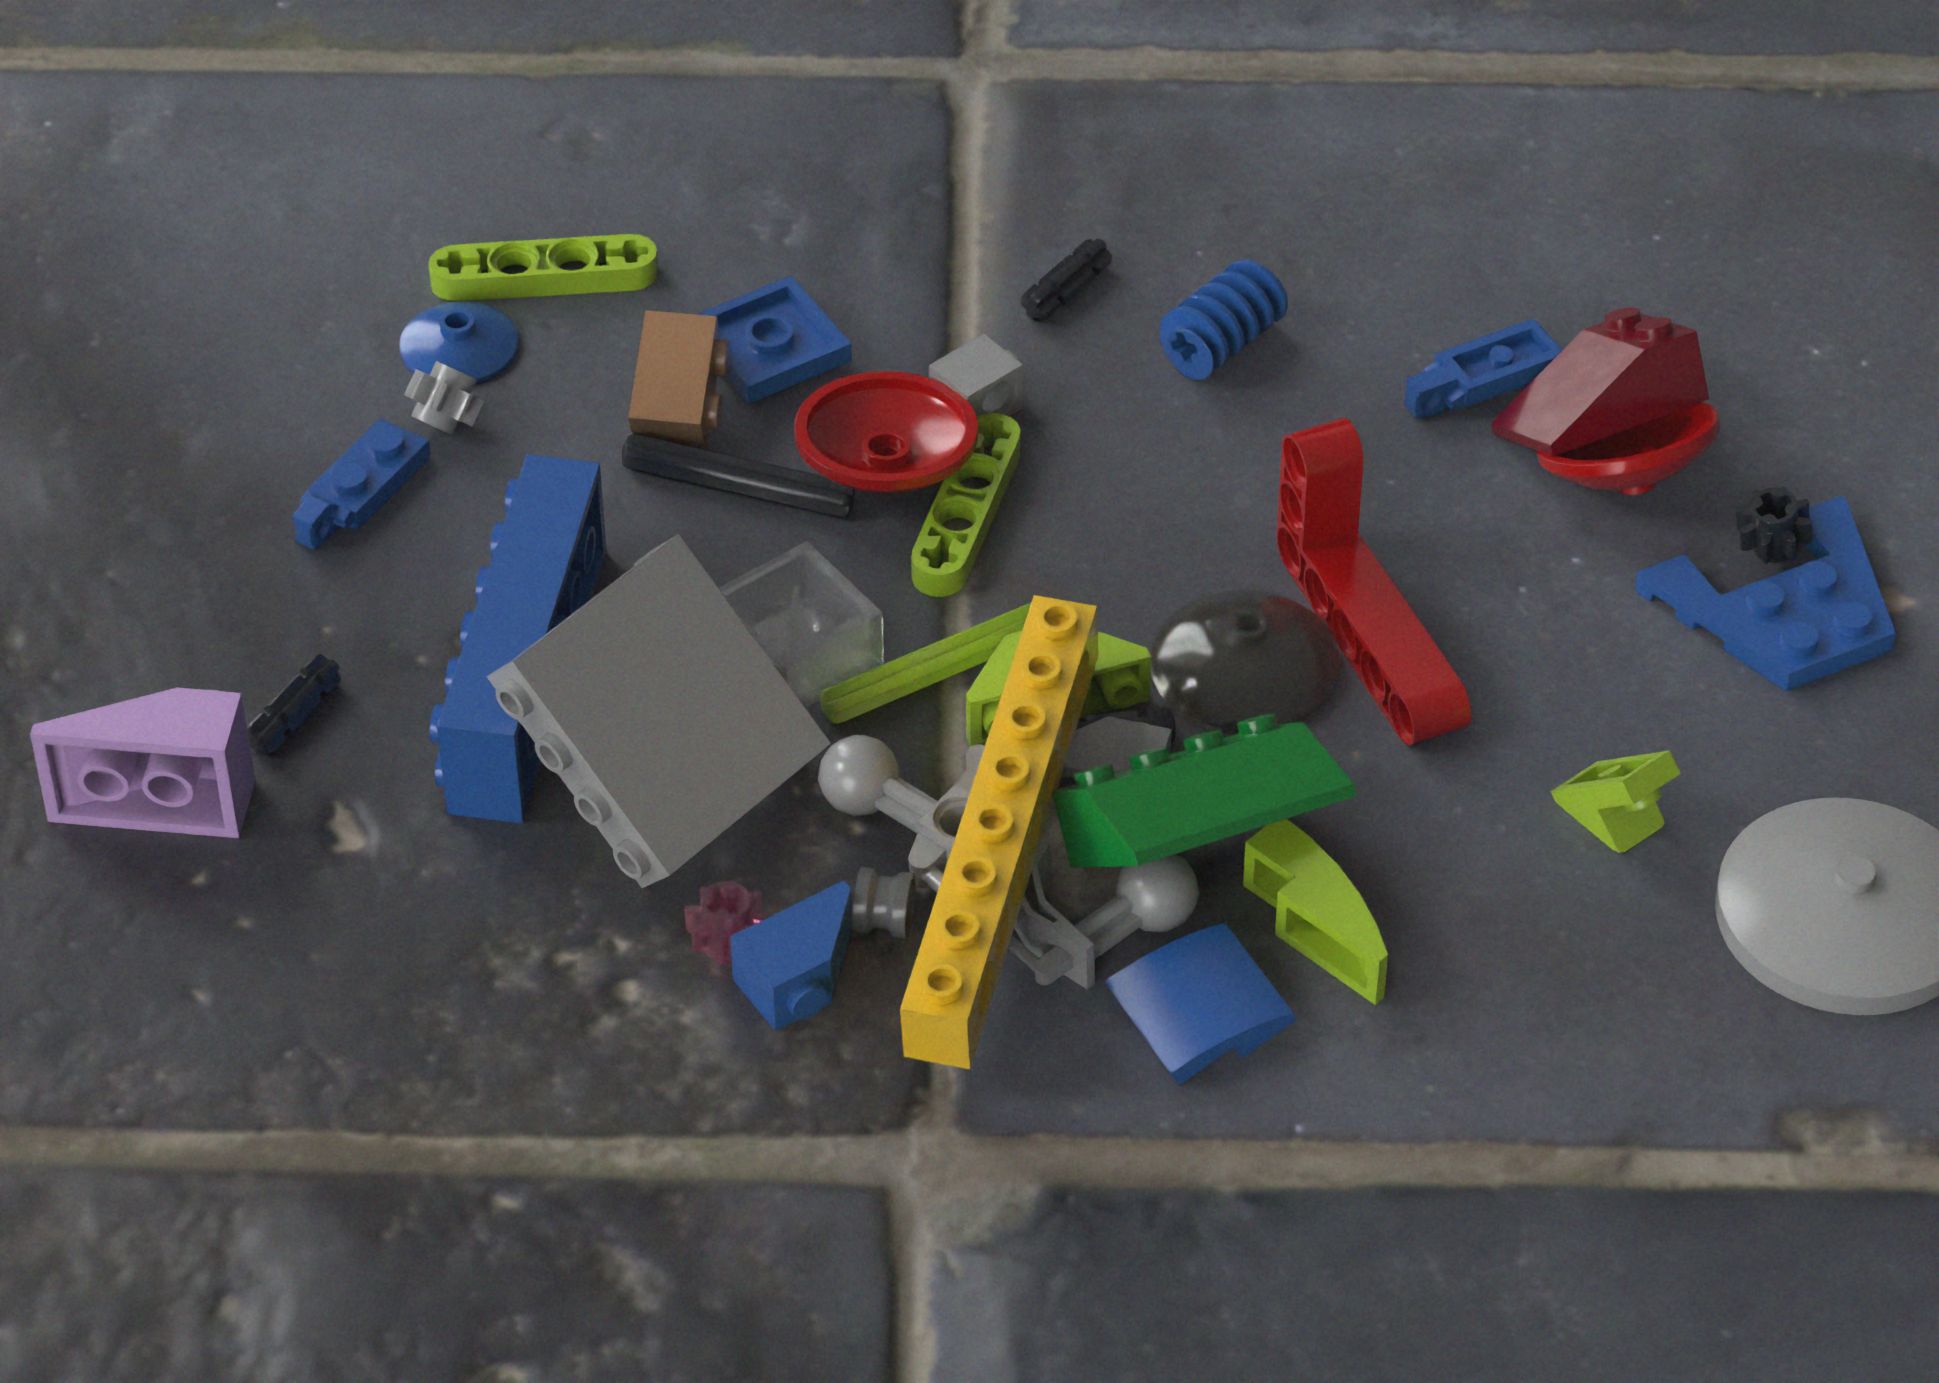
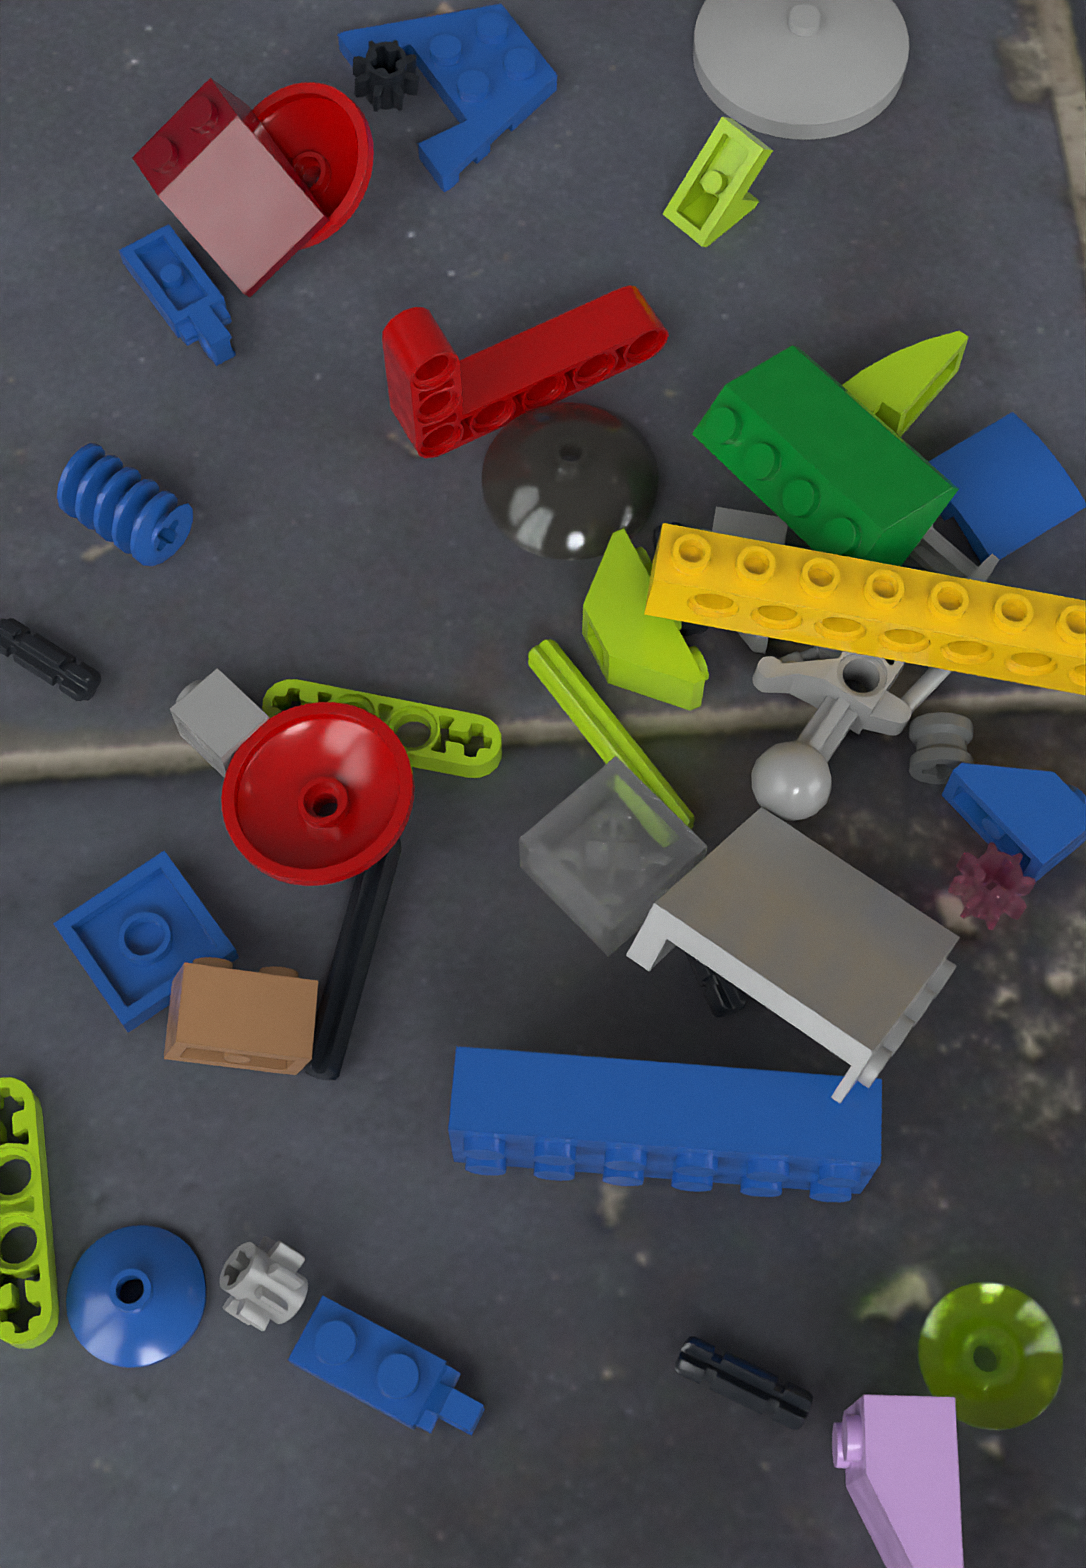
camera: 95 degrees left, 20 degrees up
(272, 859) = (1019, 1336): none -> clear neon green dish

